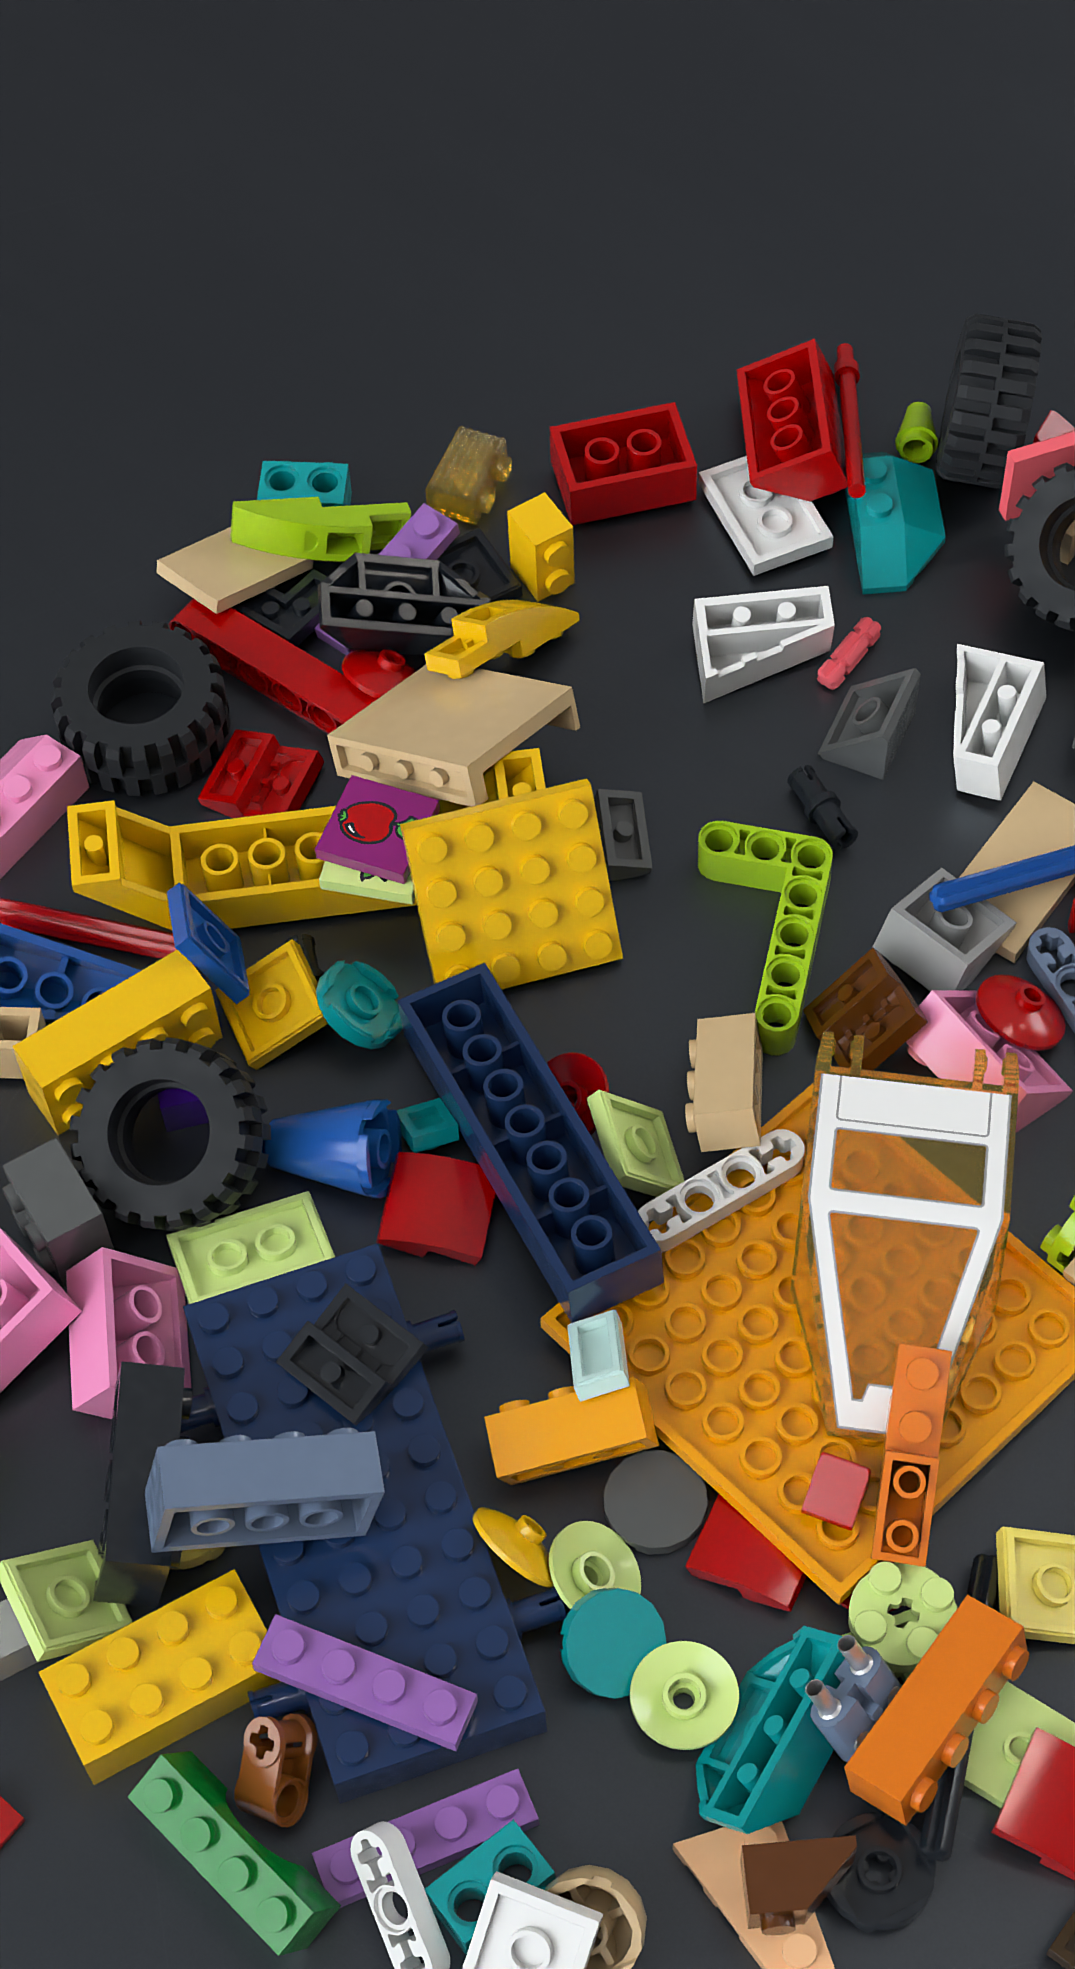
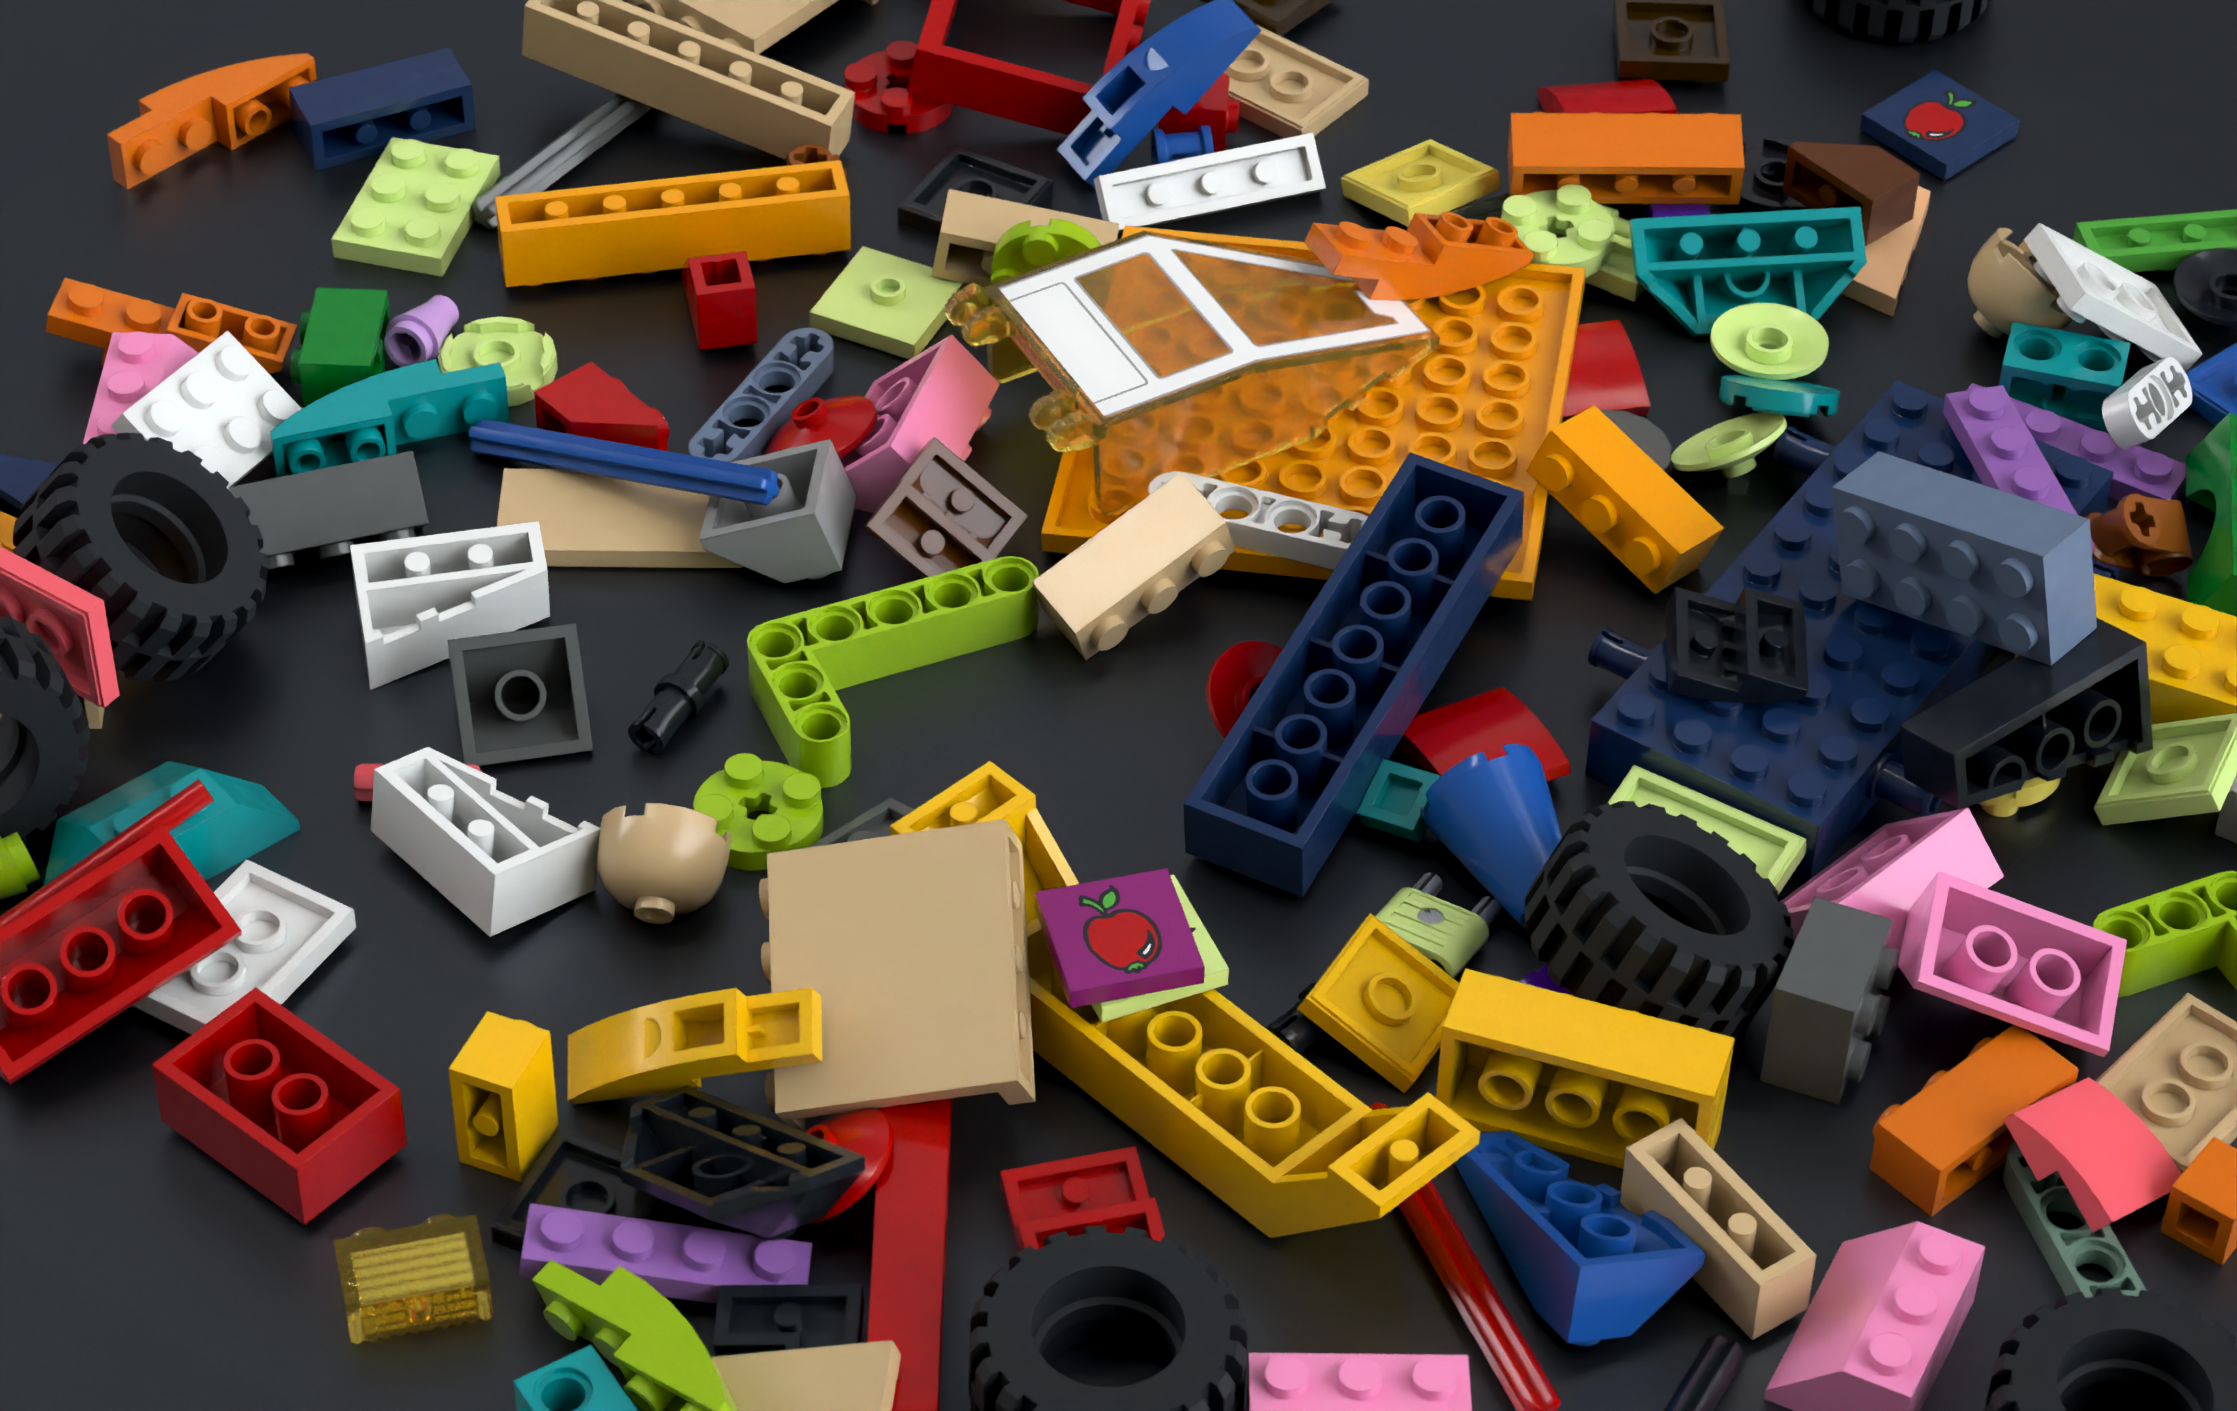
camera: 130 degrees left, 15 degrees down
(208, 942) = (1398, 1041): blue tile -> none
(315, 1069) = (1439, 928): none -> yellowish green piece
(359, 1004) = (1318, 916): teal tile -> none
(514, 886) = (1084, 796): yellow plate -> none
(516, 1543) = (1769, 483): yellow dish -> none
(598, 1355) = (1555, 474): light aqua tile -> none
(635, 1143) = (1270, 608): yellowish green plate -> none
(675, 712) = (661, 860): none -> tan cylinder
(693, 778) = (767, 786): none -> lime plate
(836, 1491) = (1494, 300): slope -> none
(855, 1706) = (1660, 193): sand blue piece -> none

